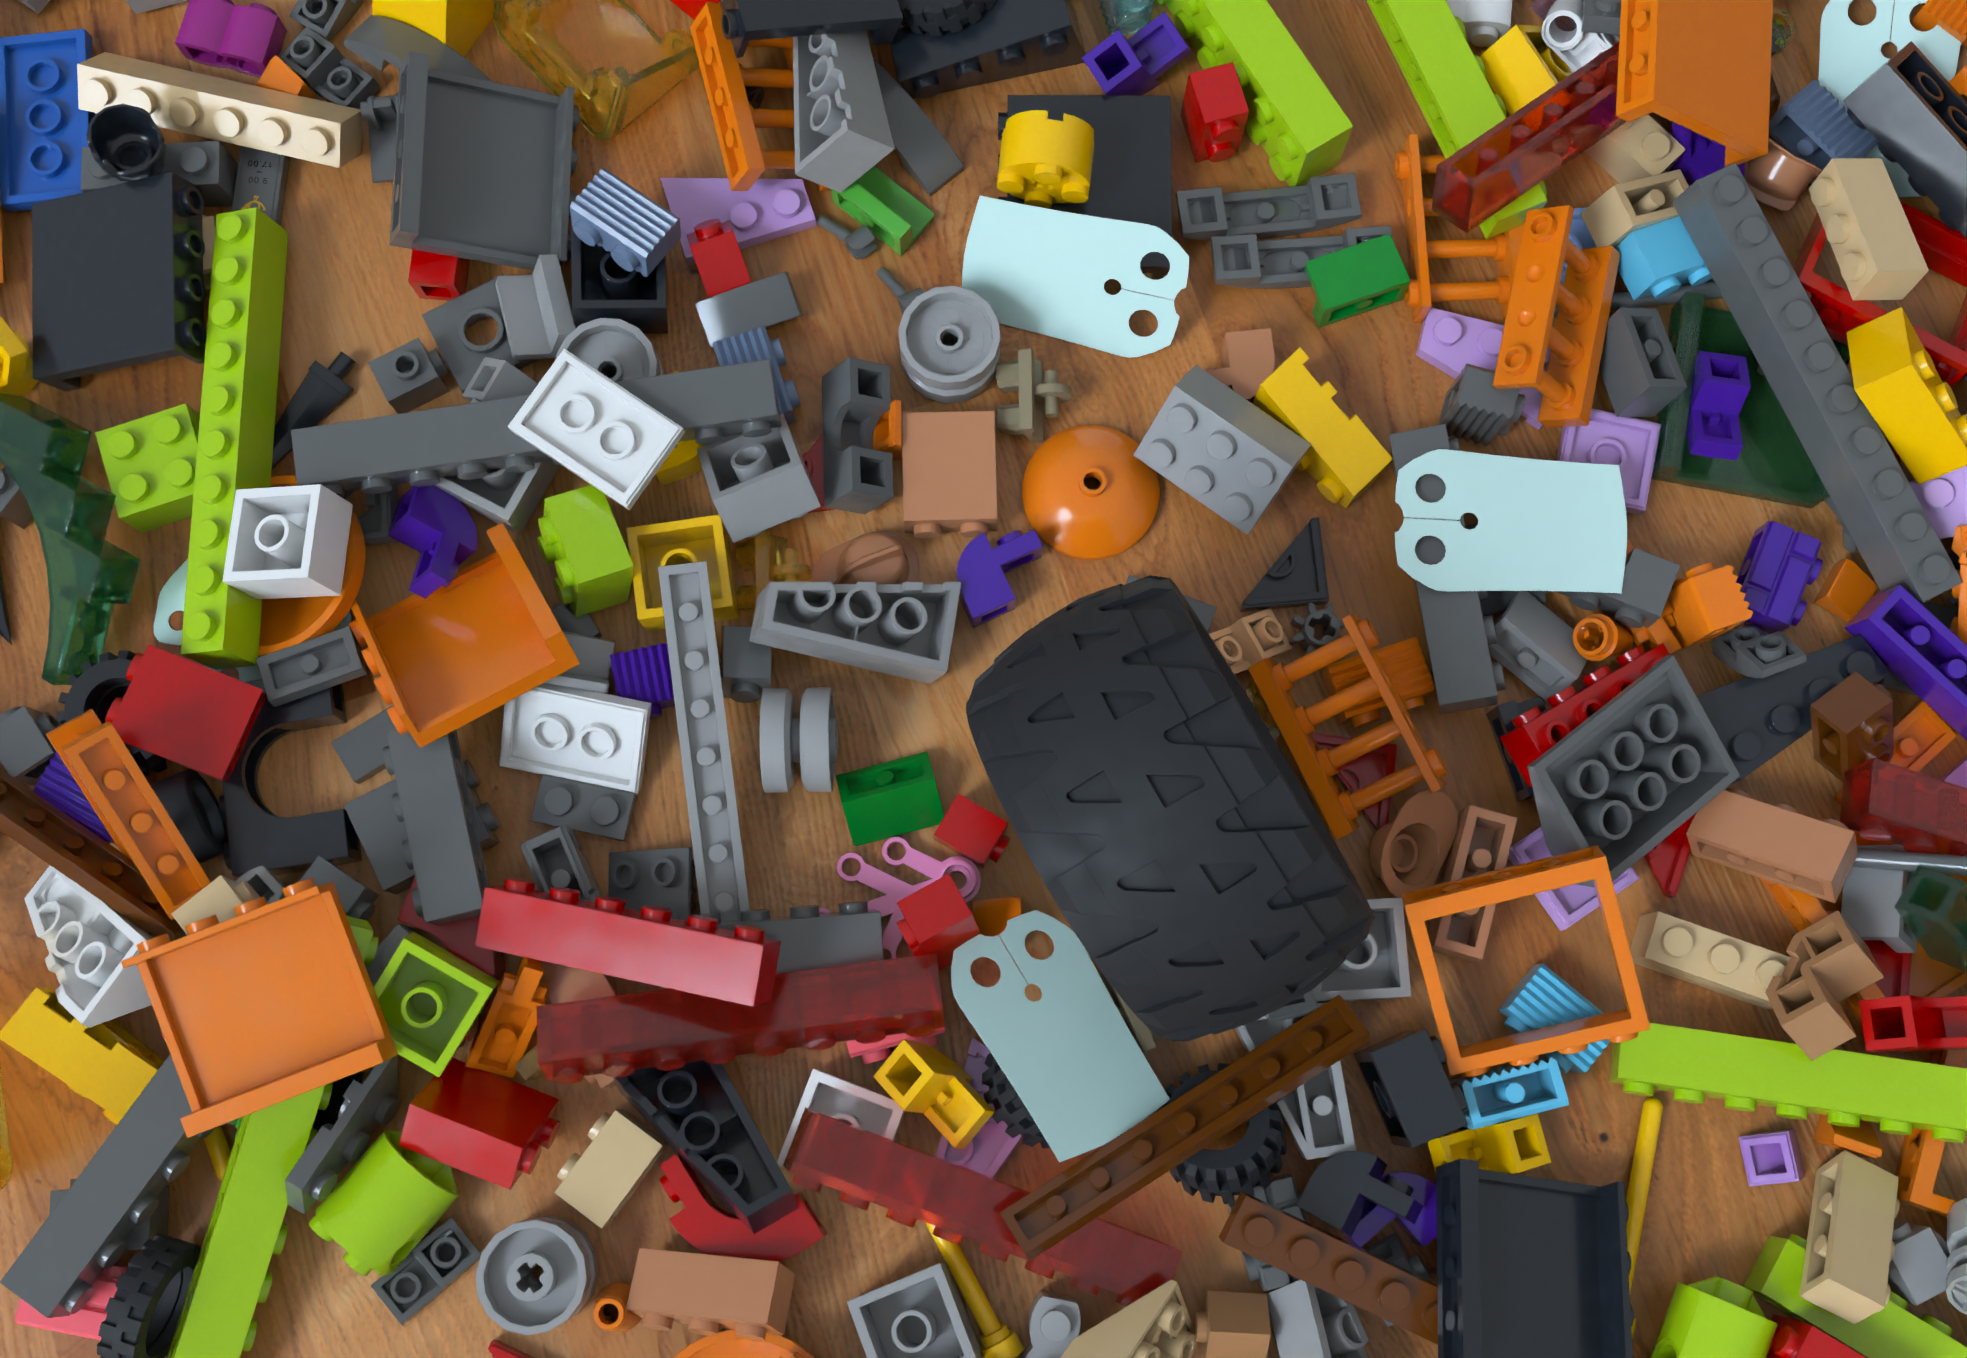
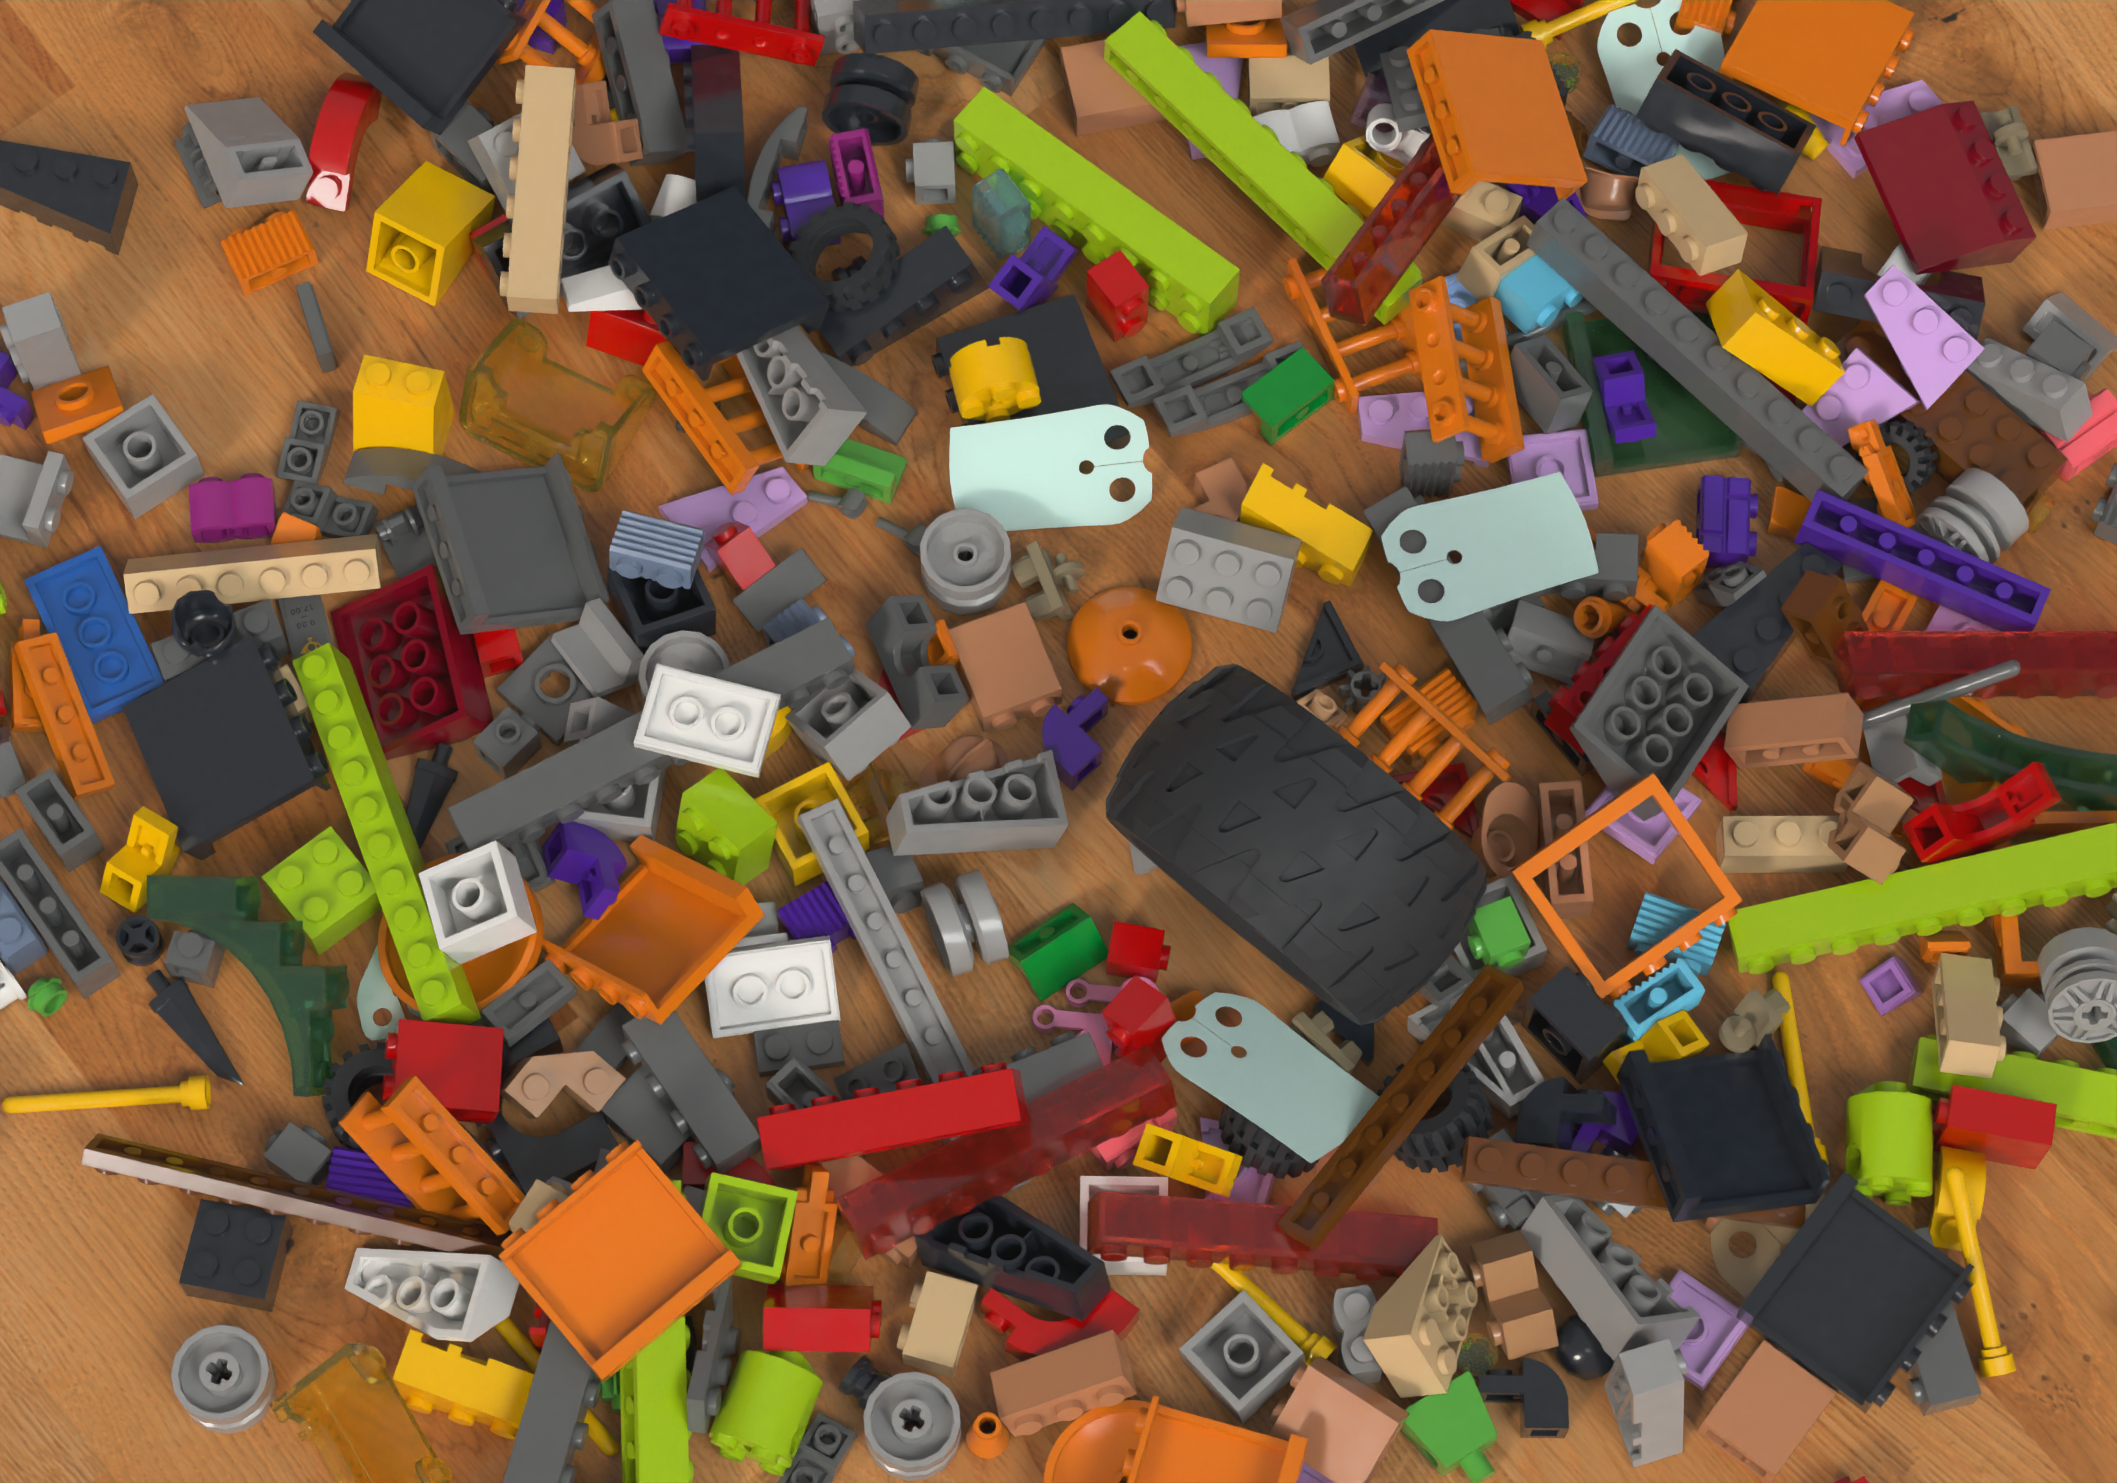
camera: 20 degrees left, 10 degrees down
(332, 762) = (579, 1074): none -> medium nougat brick
(341, 274) = (414, 665): none -> dark red slope
(510, 1205) = (862, 1380): none -> black wheel
(1367, 971) = (1498, 935): none -> bright green brick
(1608, 1156) = (1752, 1020): none -> dark tan hips

